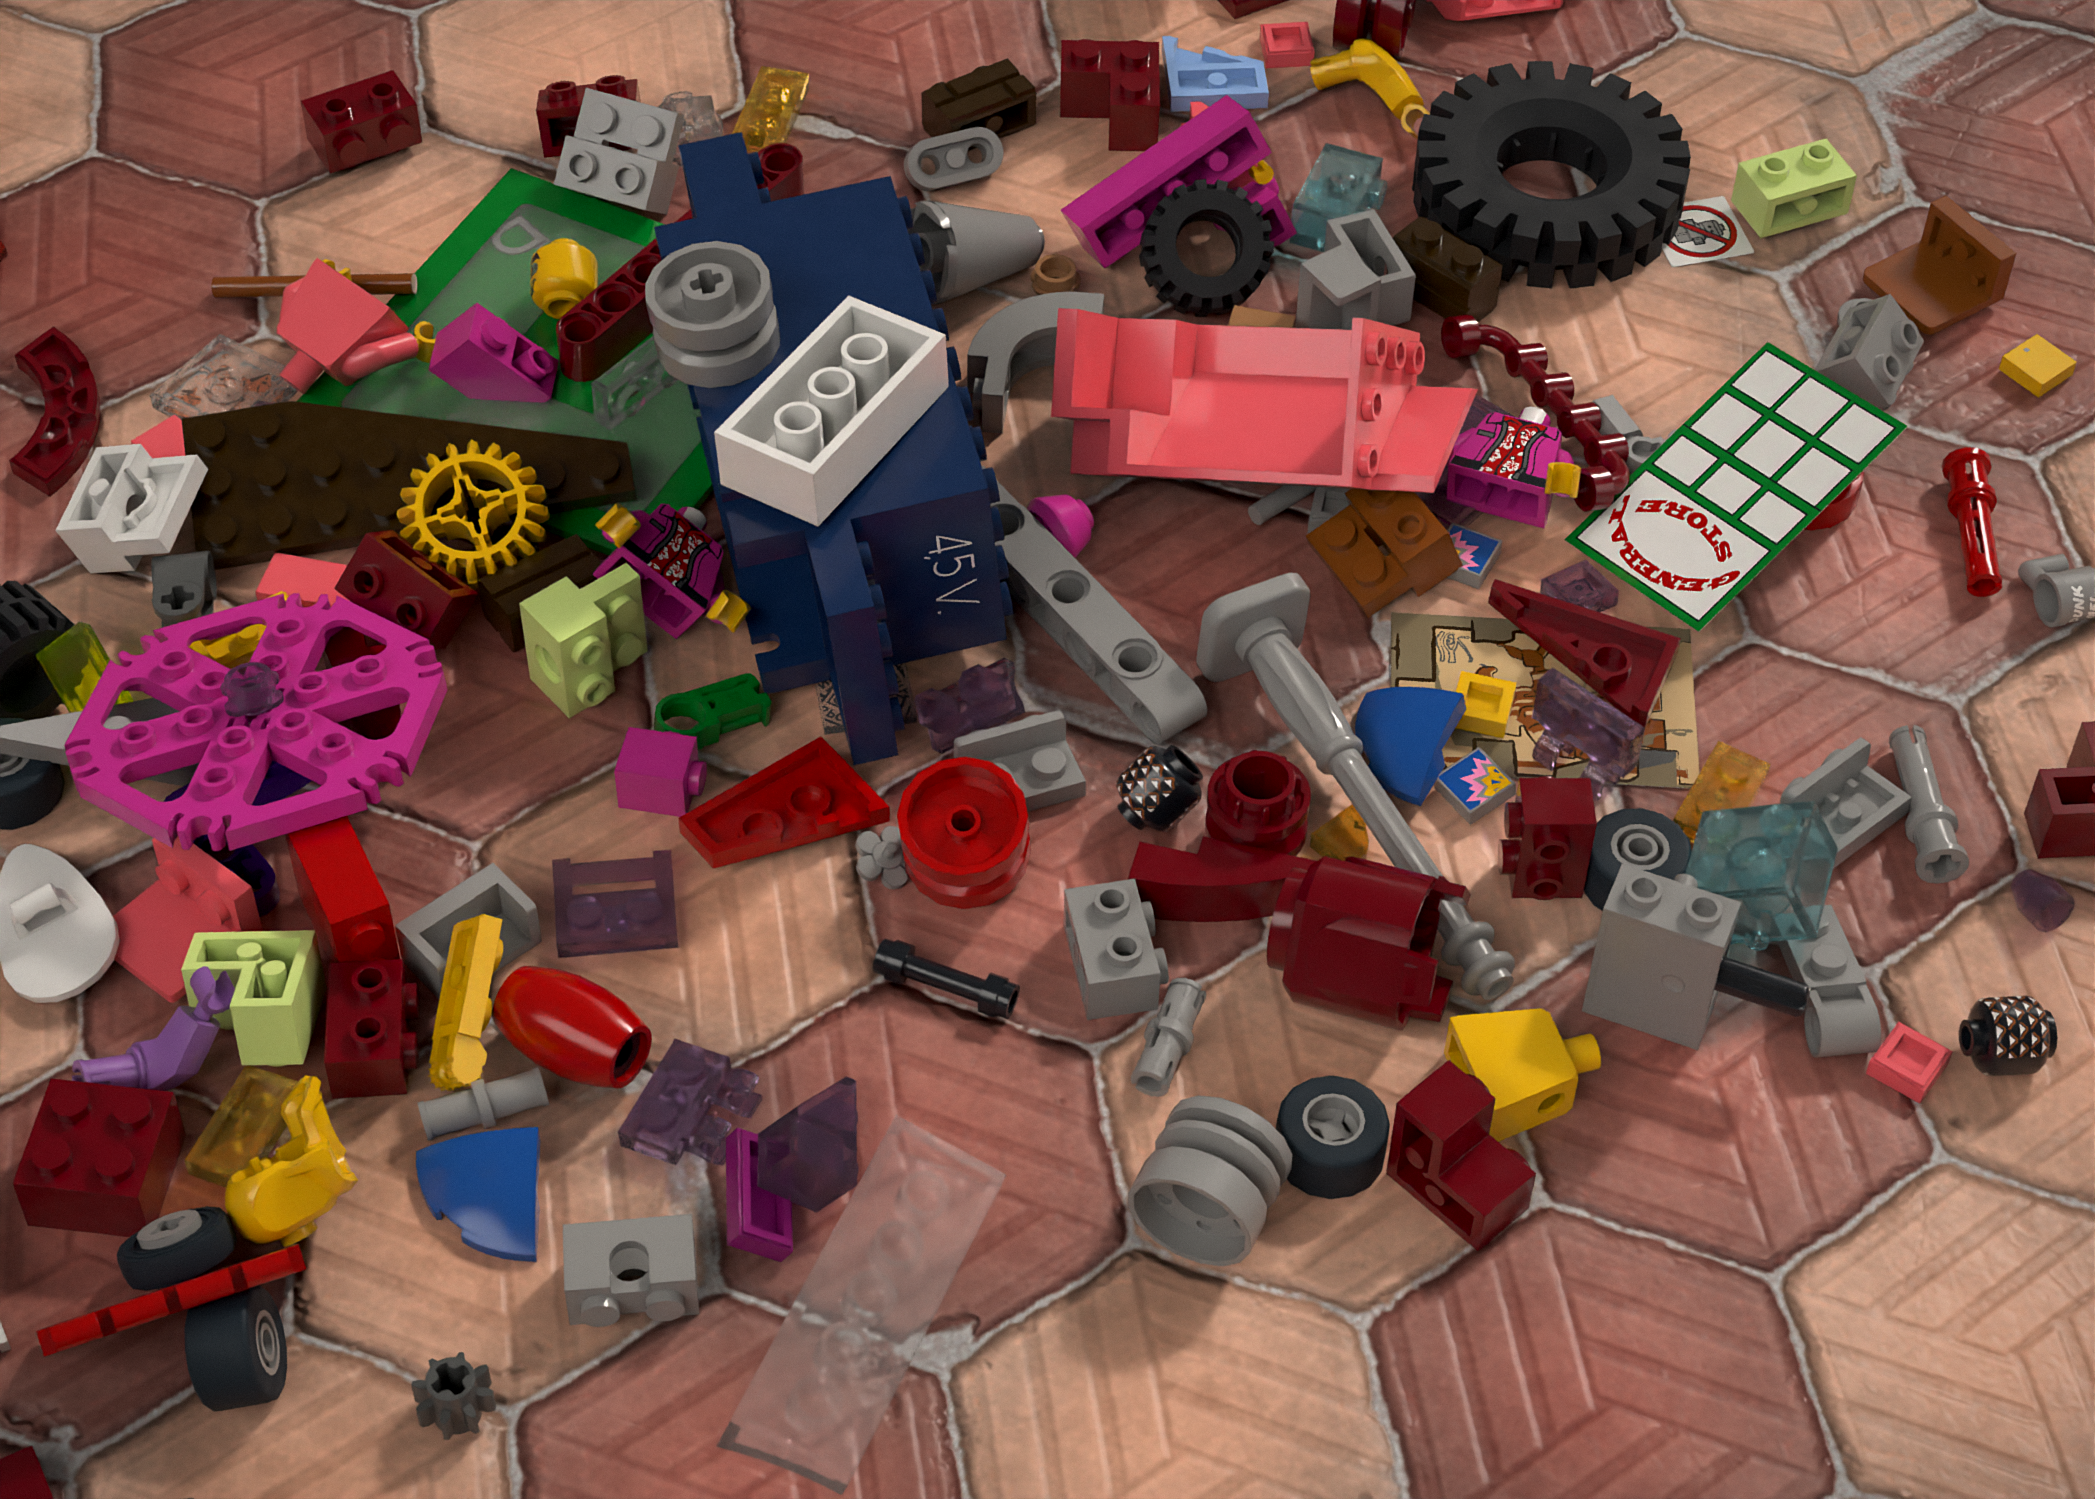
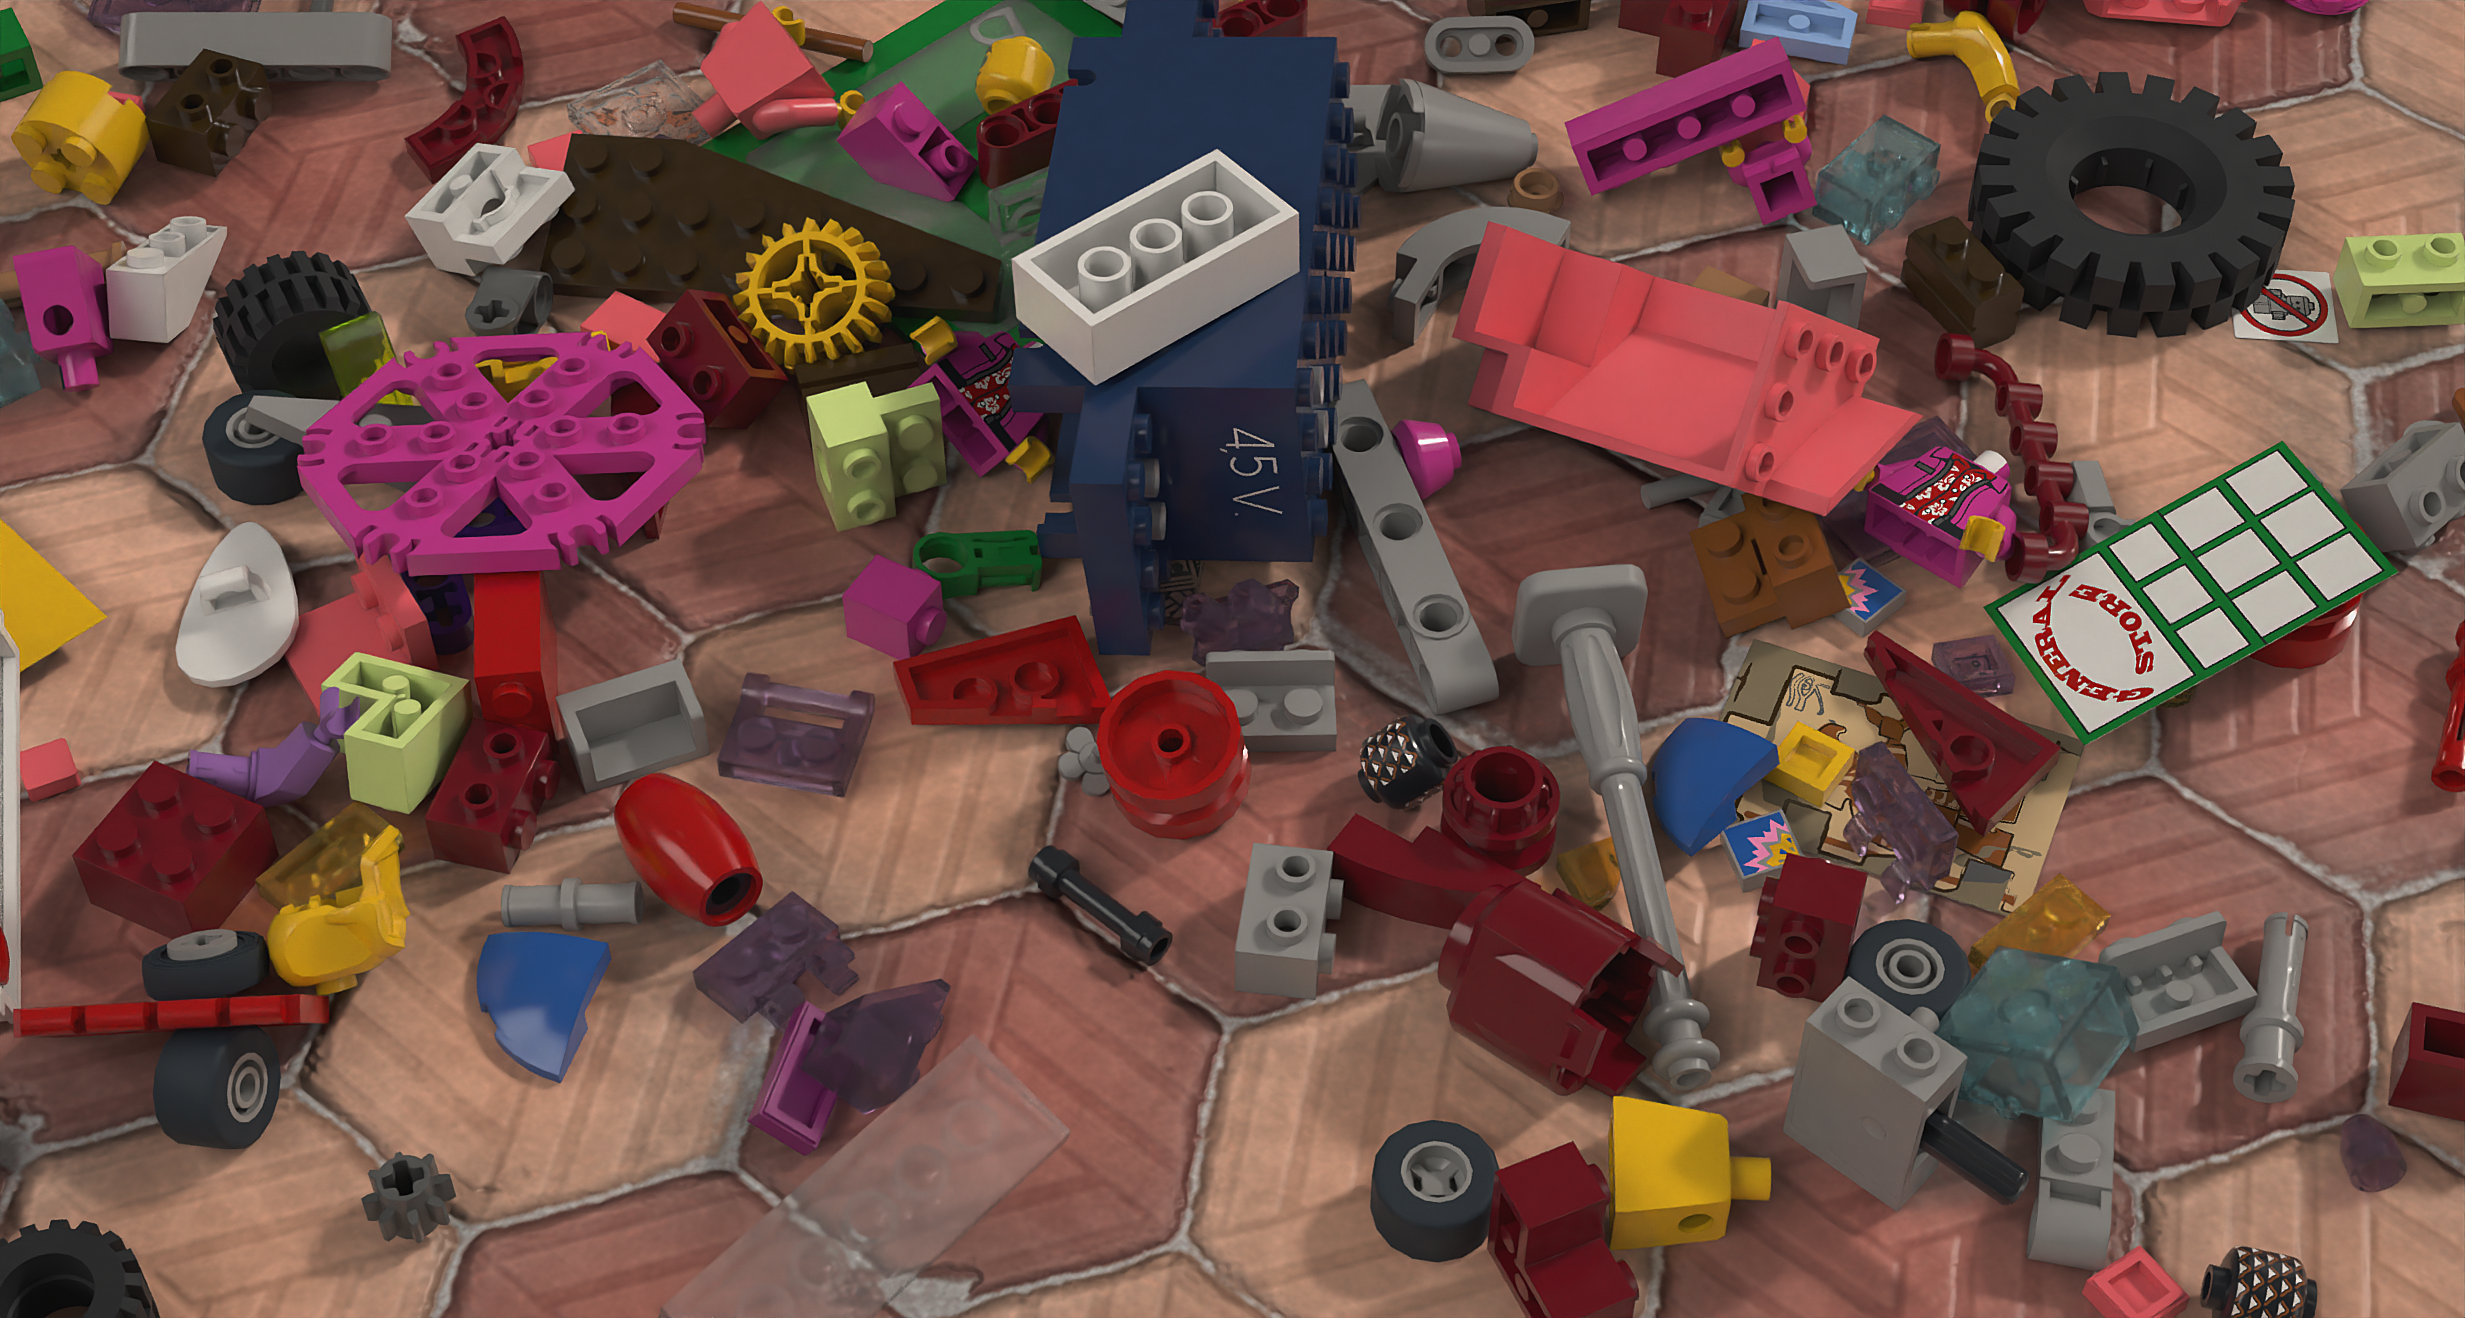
camera: 20 degrees right, 0 degrees up
(251, 690) = (499, 418): clear purple plate -> none
(465, 1003) = (588, 797): yellow hinge -> none
(608, 1251) = (620, 1094): light grey brick -> none
(712, 314) = (1079, 137): light grey wheel -> none
(1168, 1037) = (1308, 1032): light grey pin -> none
(1210, 1180) = (1273, 1199): light grey wheel -> none
(1232, 213) = (1689, 148): black tyre -> none
(1373, 245) = (1883, 243): light grey brick -> none

